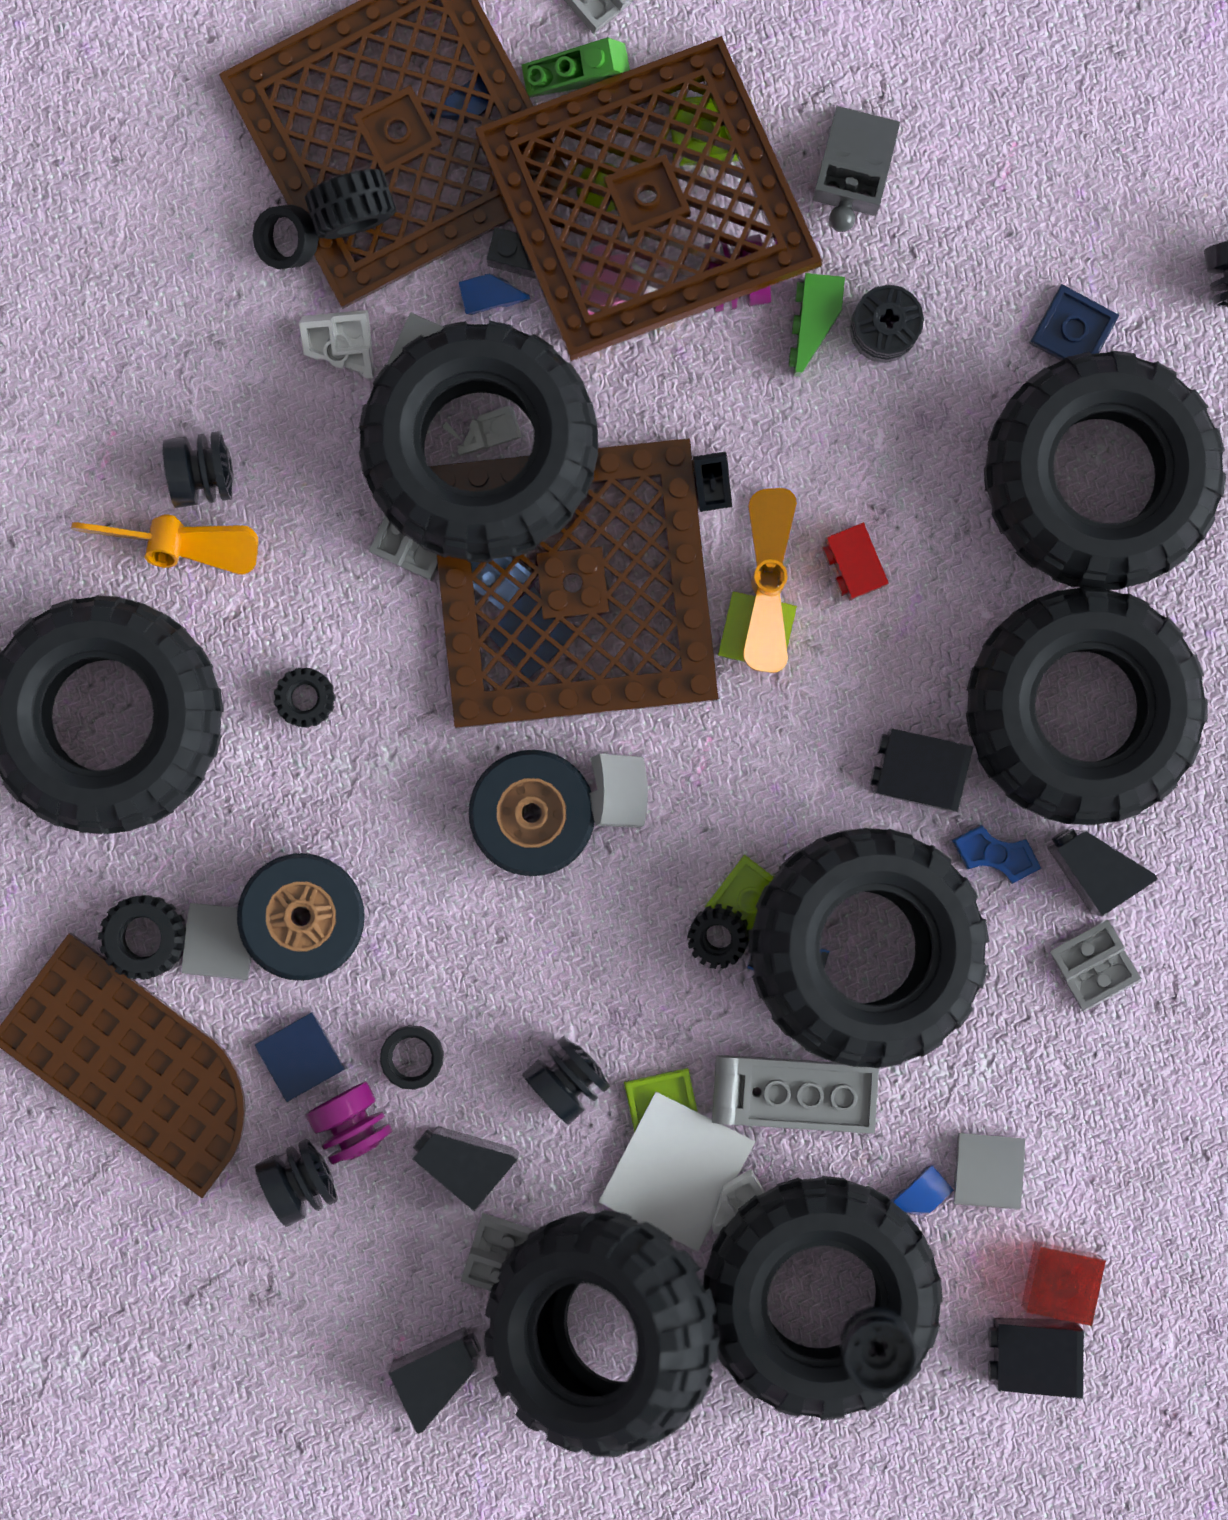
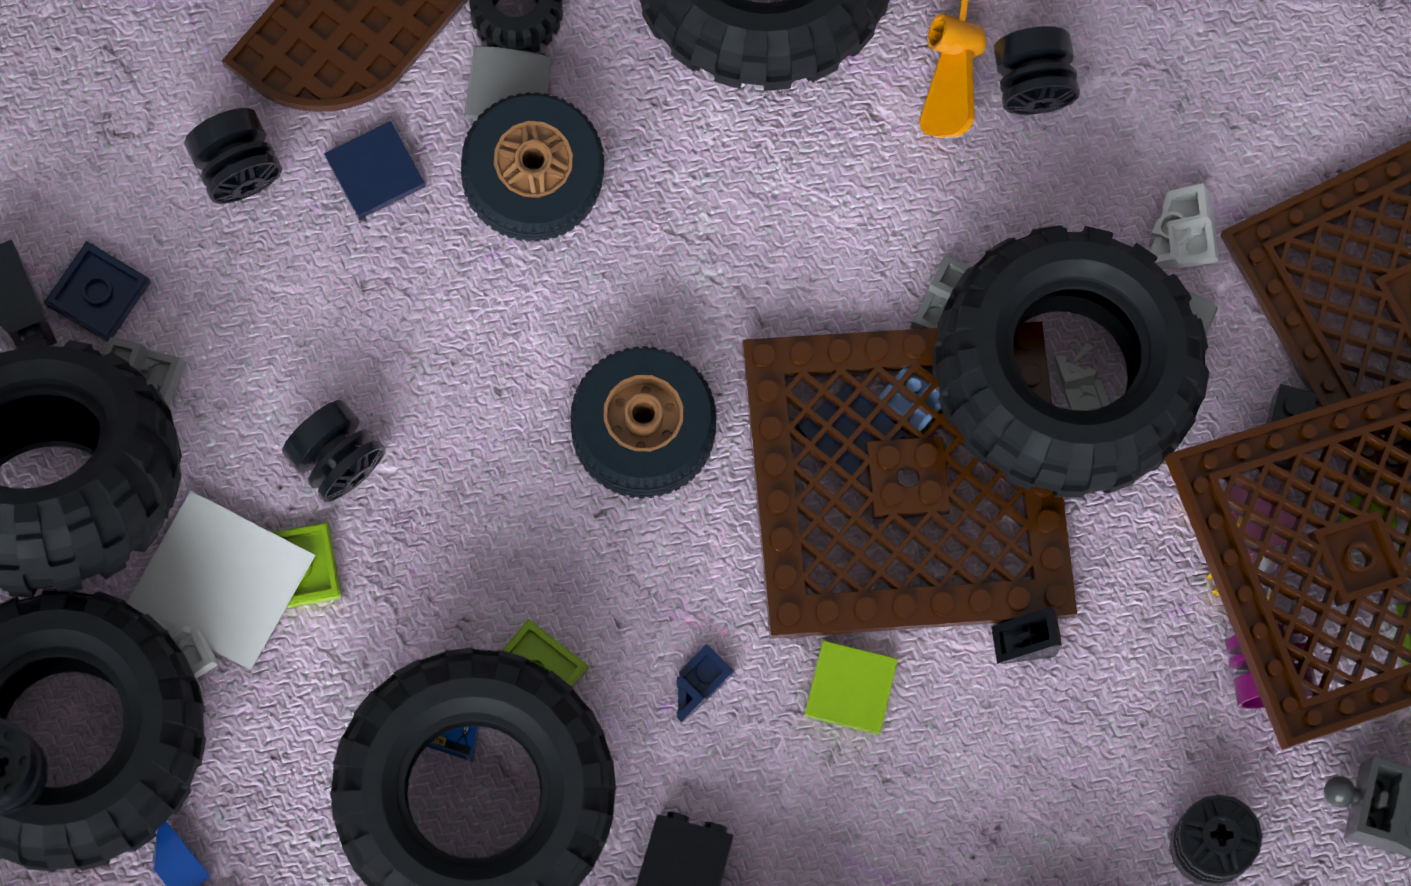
camera: 90 degrees right, 15 degrees down
(264, 240) = (1301, 190): black tyre -> none
(289, 683) = (780, 204): black tyre -> none
(349, 1123) = (297, 213): magenta wheel -> none
(350, 203) = (1339, 231): black tyre -> none
(394, 1075) = (360, 261): black tyre -> none
(418, 1294) = (97, 291): none -> dark blue tile
(464, 1163) = (244, 336): black slope -> none
(488, 293) = (1242, 393): blue slope -> none
(620, 792) = (666, 519): light grey slope -> none
(710, 953) = (488, 611): black tyre -> none
(753, 758) = (700, 680): none -> dark blue slope
(771, 521) = (844, 691): light orange piece -> none
(795, 1094) = (303, 714): light grey hinge -> none
(820, 307) = (1228, 766): bright green slope -> none
(855, 562) = (931, 801): red brick -> none

